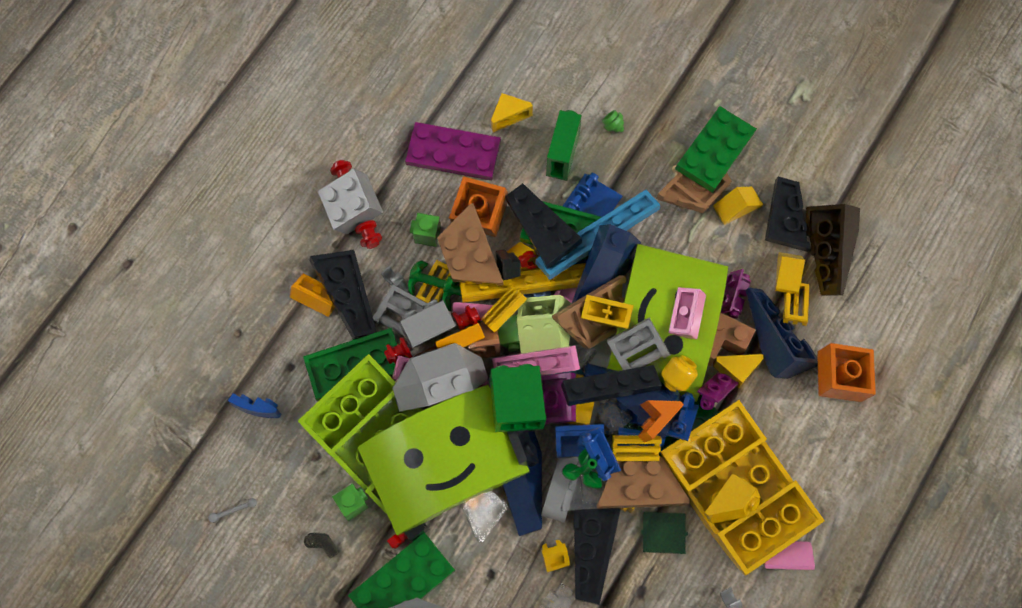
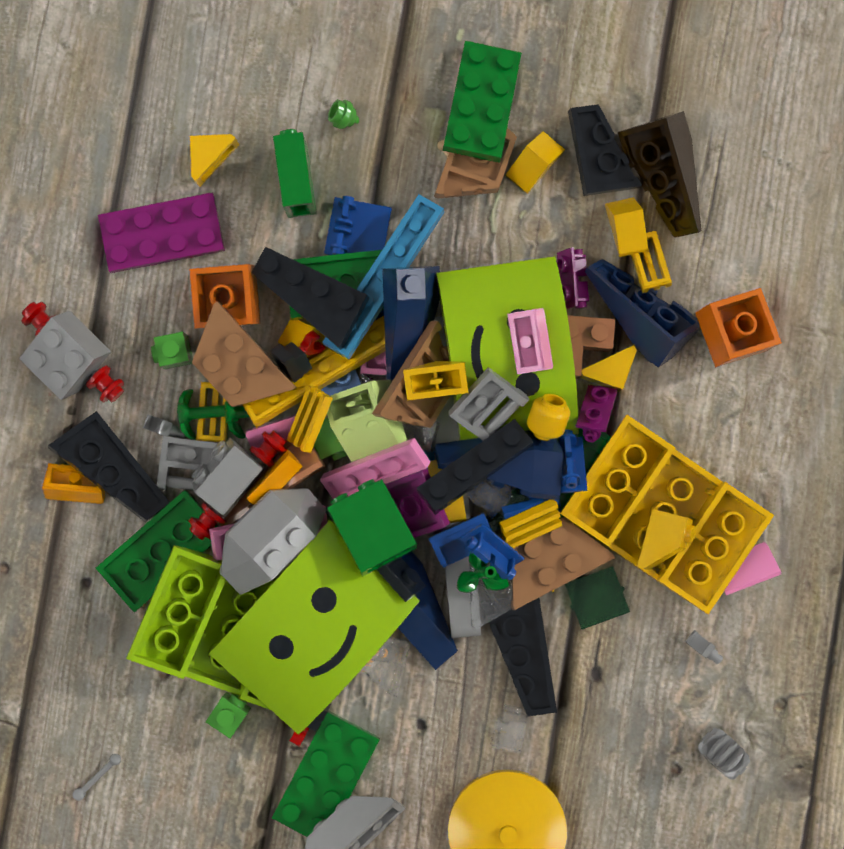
camera: 25 degrees left, 15 degrees up
(260, 408) = (73, 648): blue slope -> none
(322, 541) = (215, 769): clear smoke arm -> none
(555, 557) = (487, 678): yellow tile -> none
(661, 413) = (548, 477): orange slope -> none

